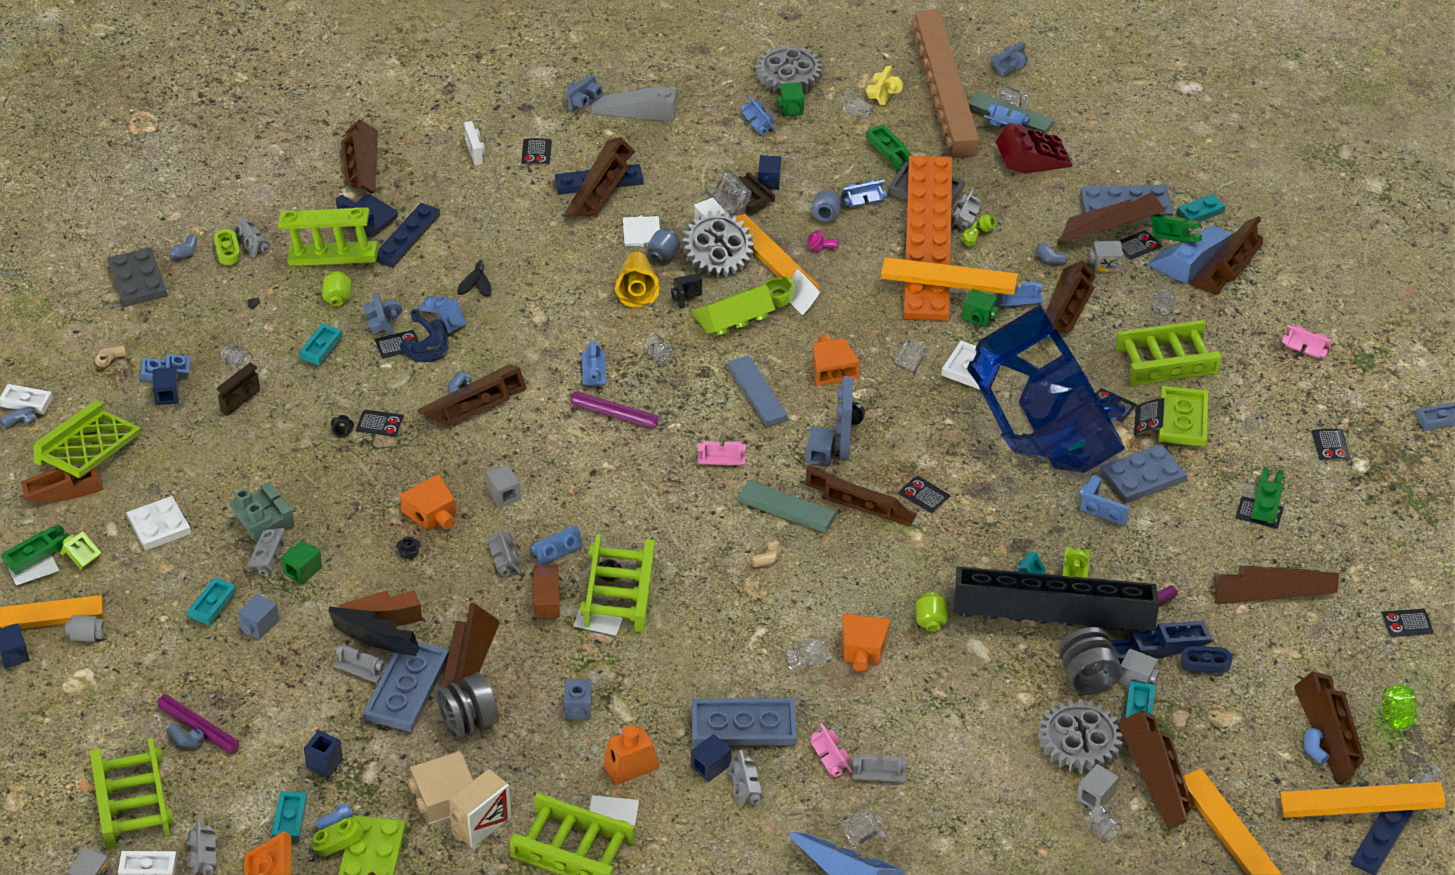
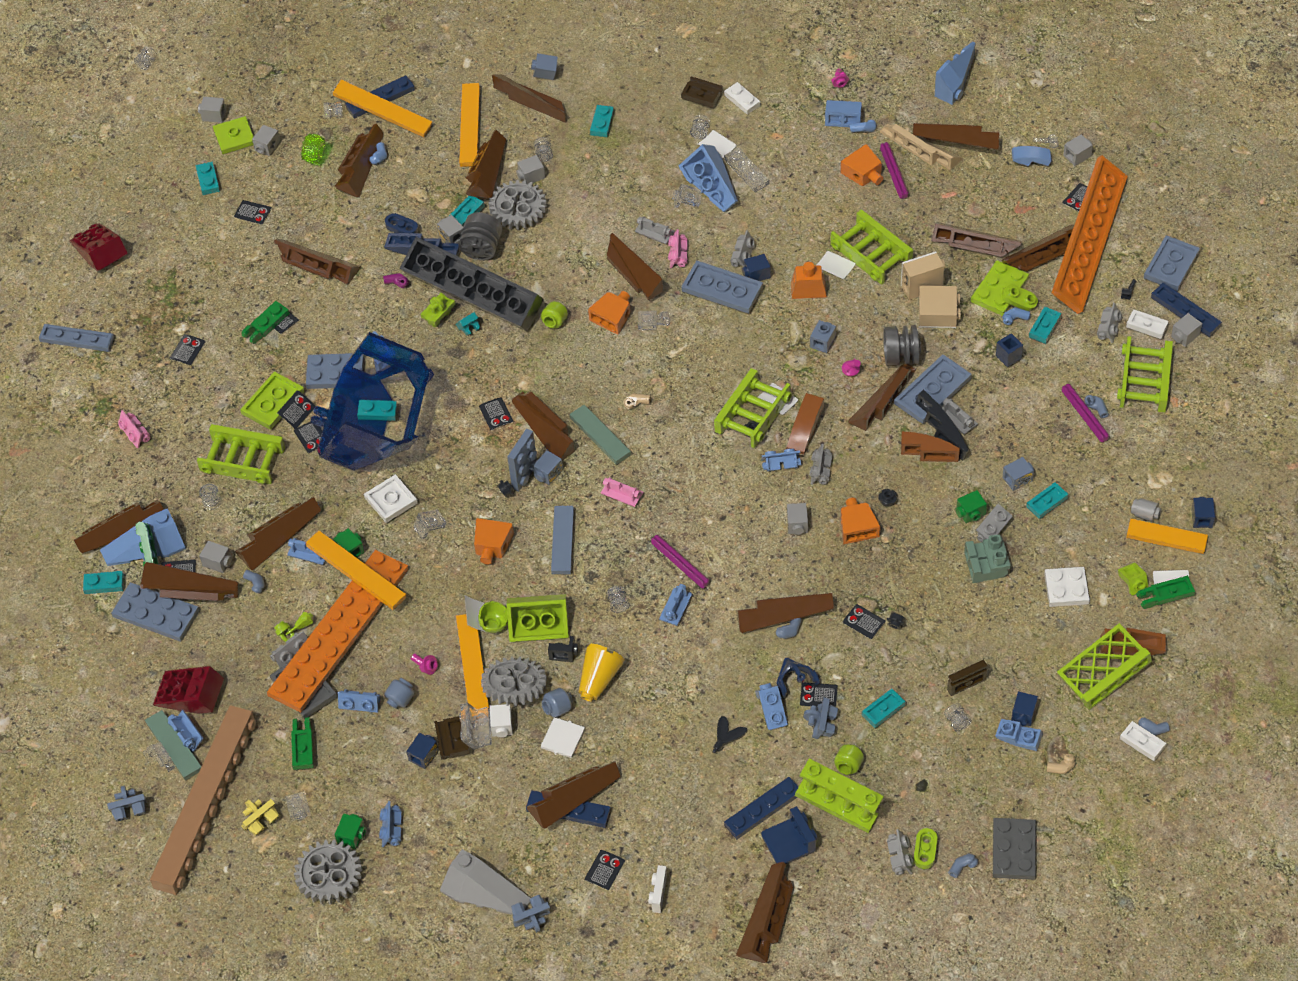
camera: 150 degrees left, 10 degrees up
(524, 677) = (851, 367): none -> dark pink plate
(873, 706) = (633, 268): none -> reddish brown wedge

